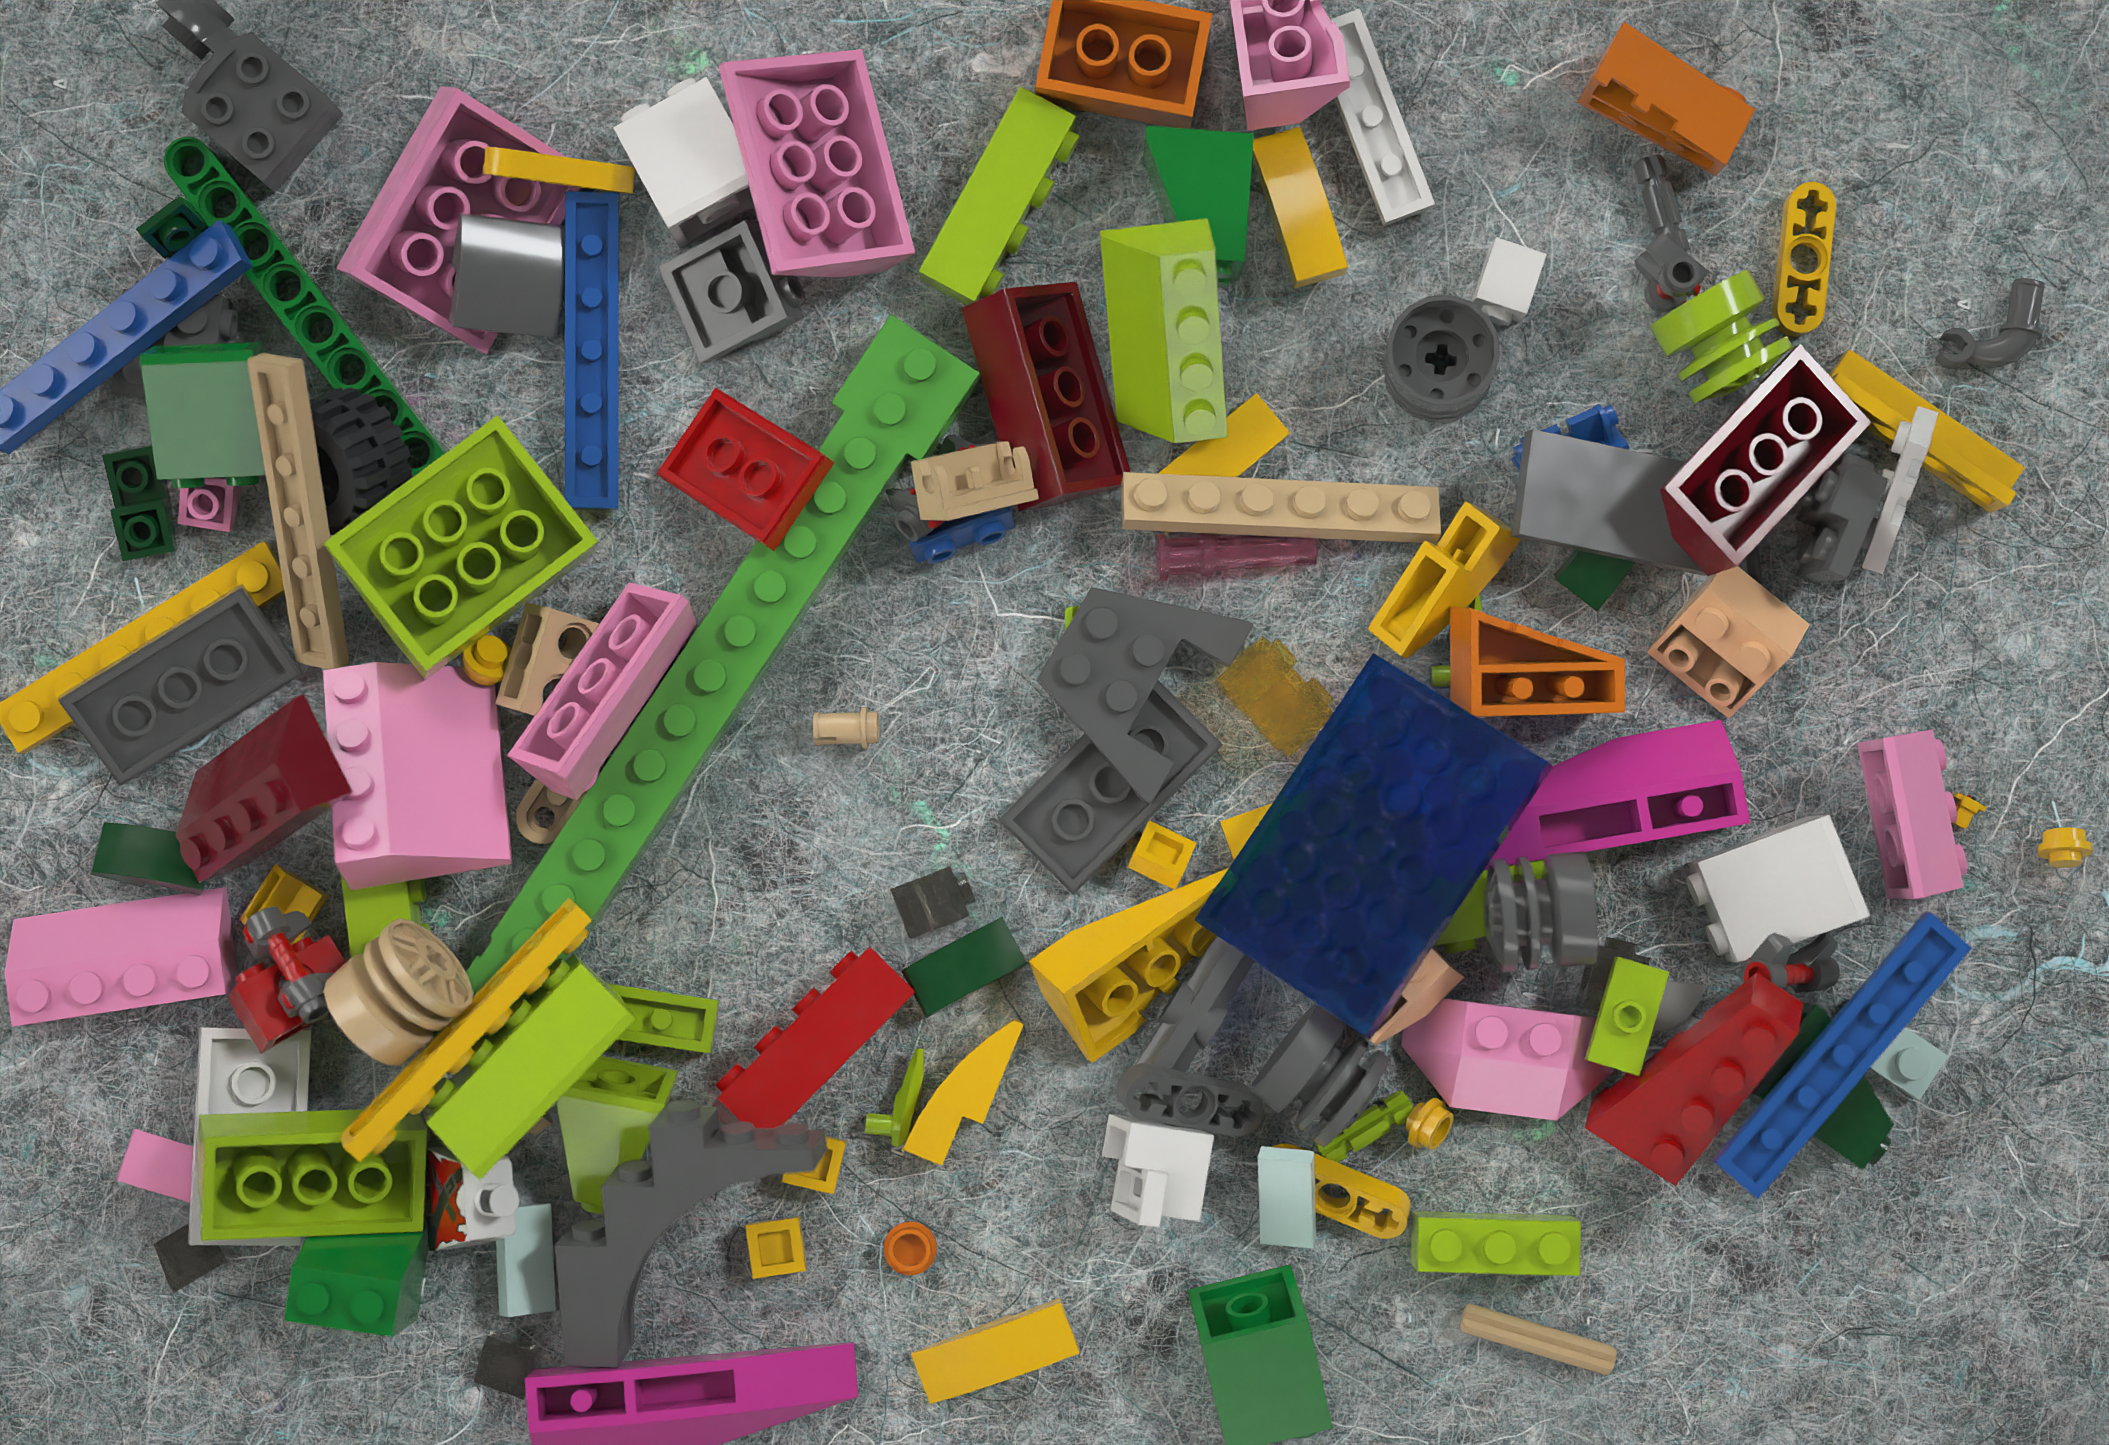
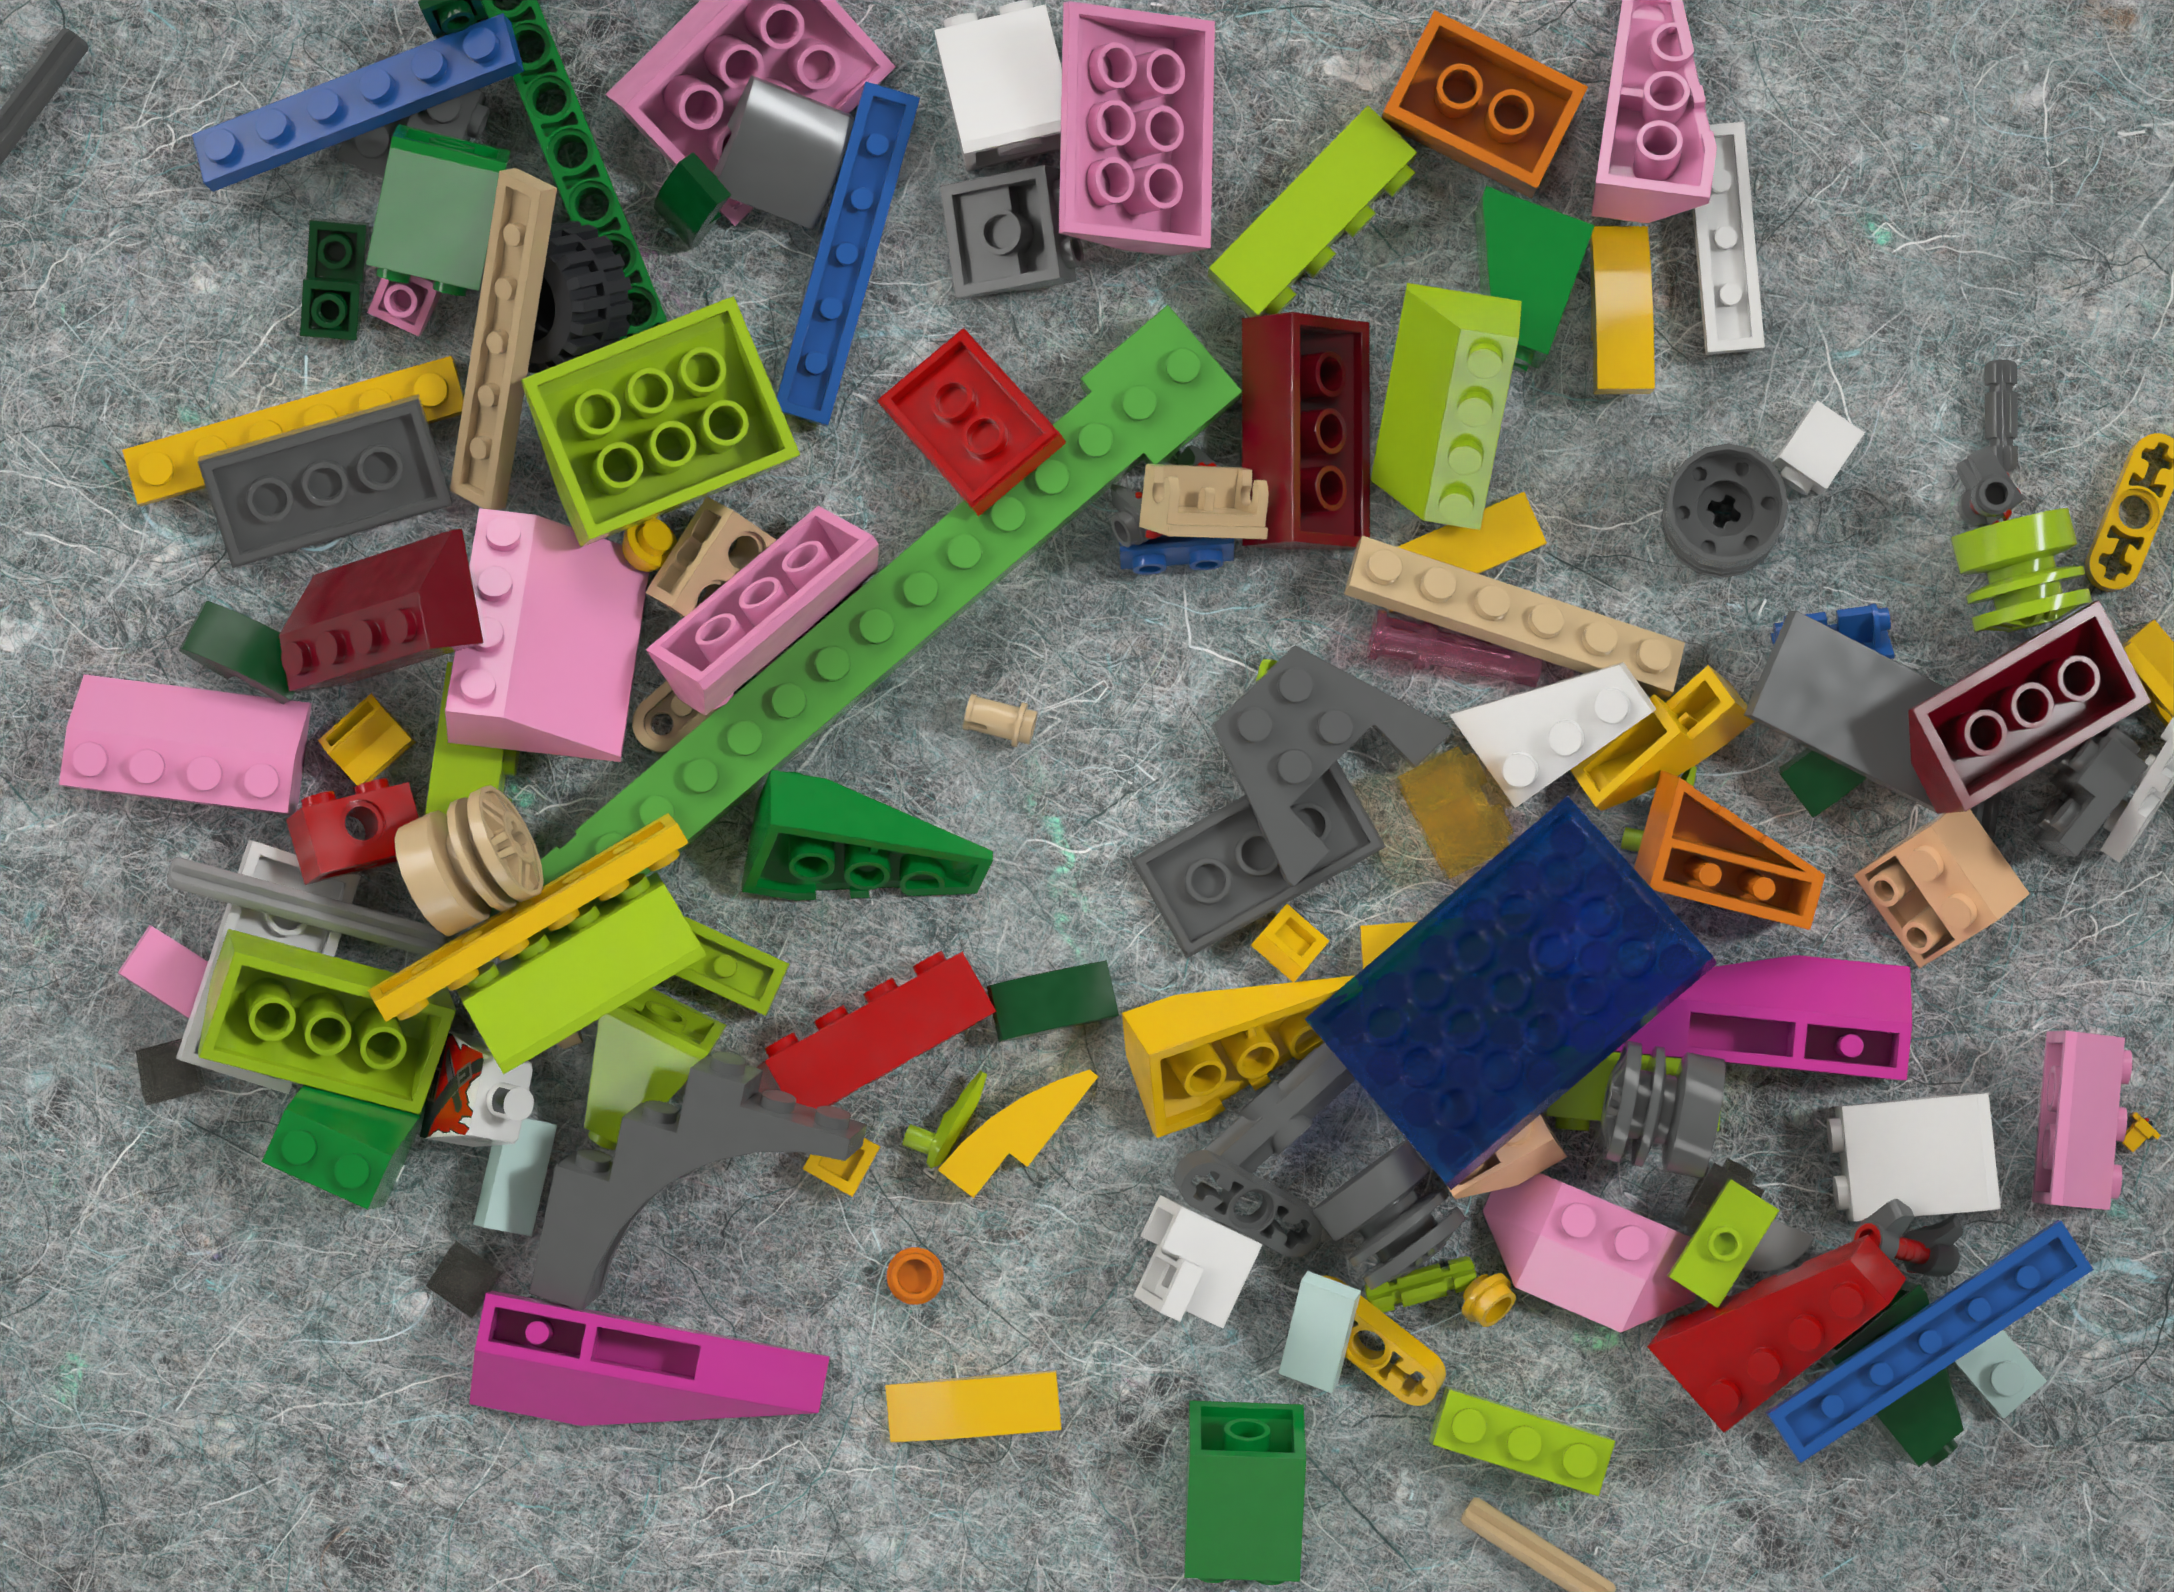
camera: 15 degrees right, 0 degrees up
(260, 1074) = (303, 907): none -> light grey axle
(269, 936) = (350, 766): dark grey piece -> none
(437, 340) = (691, 200): none -> dark green slope
(558, 170) = (866, 58): yellow beam -> none
(727, 876) = (829, 837): none -> green wedge
(776, 1247) = (777, 1235): yellow plate -> none
(933, 901) = (1040, 924): clear smoke brick -> none
(1341, 598) = (1551, 729): none -> white wing
(1666, 101) = (2036, 308): orange wedge -> none

